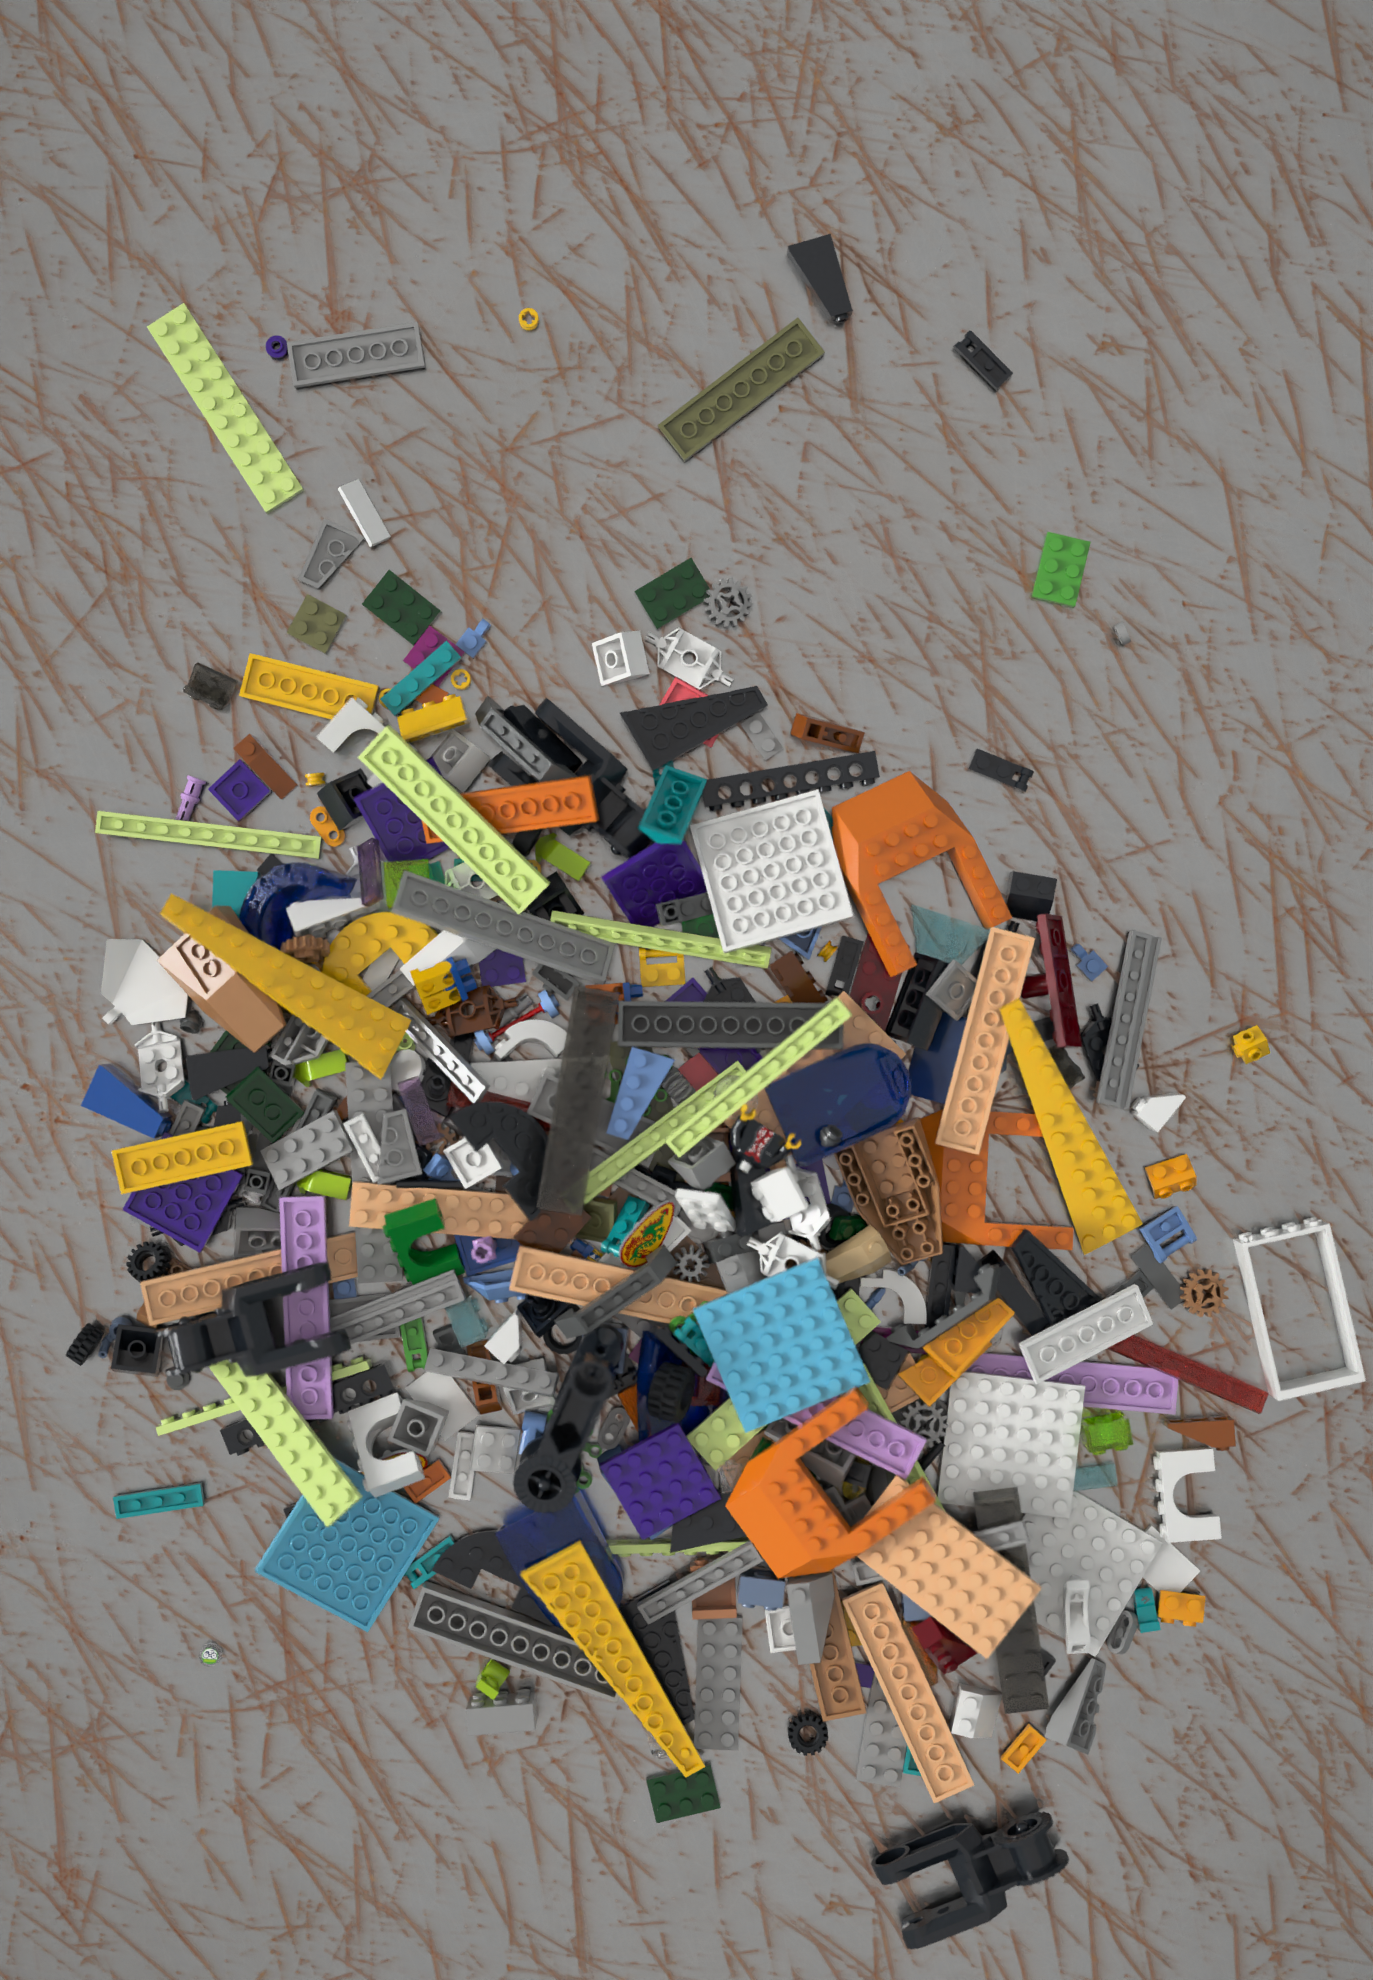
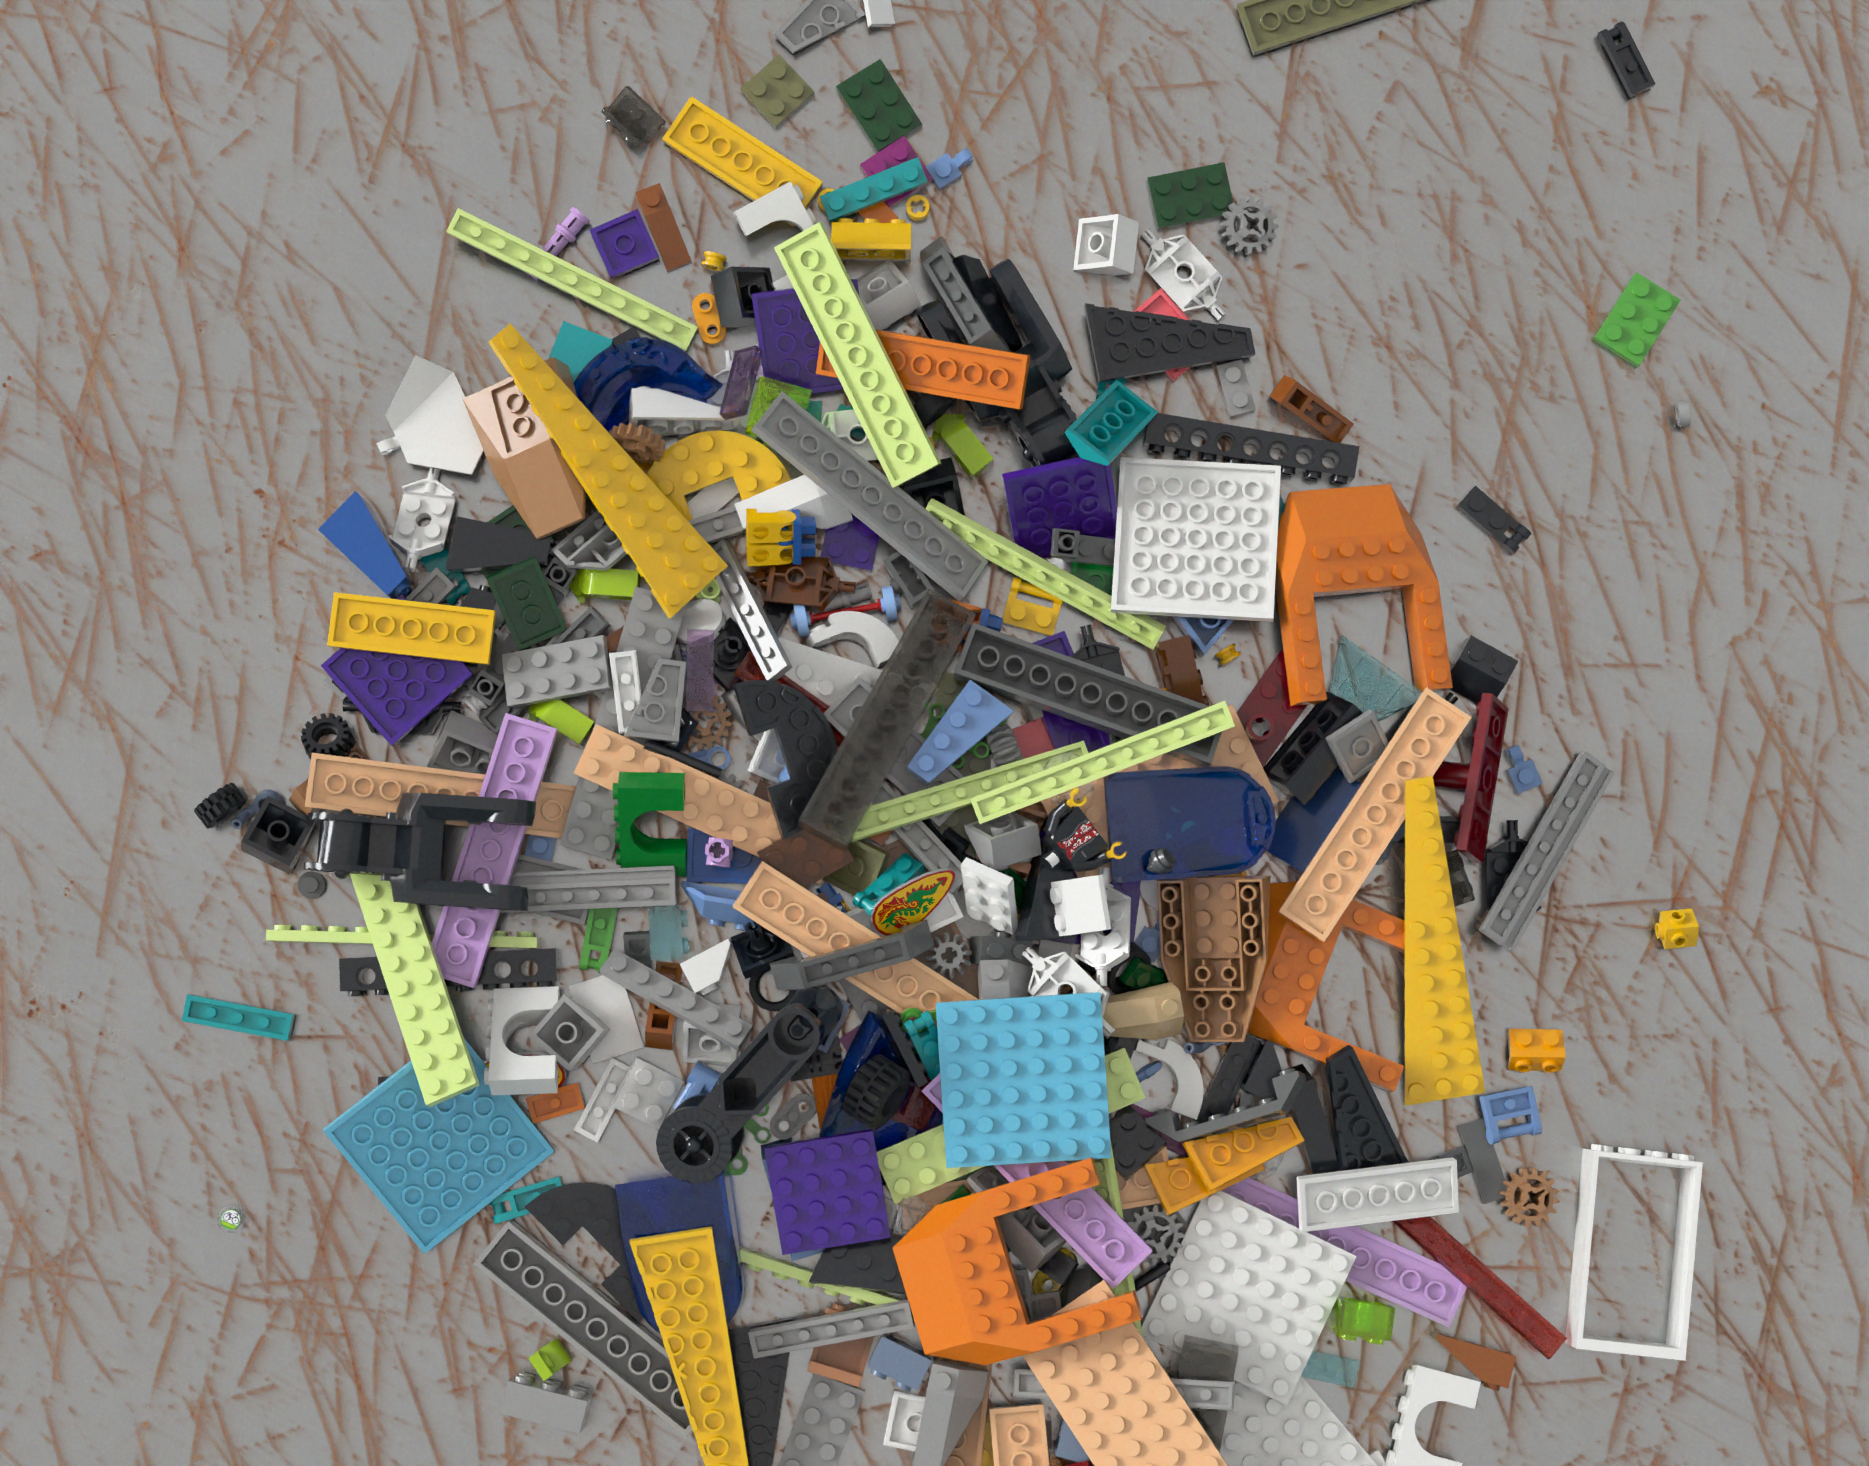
camera: 15 degrees right, 5 degrees down
(191, 1023) = (474, 485): dark grey plate -> none
(437, 1166) = (699, 741): medium blue plate -> none
(472, 1165) = (740, 752): white plate -> none
(844, 965) = (1243, 676): black plate -> none
(1156, 1109) = (1543, 963): white slope -> none

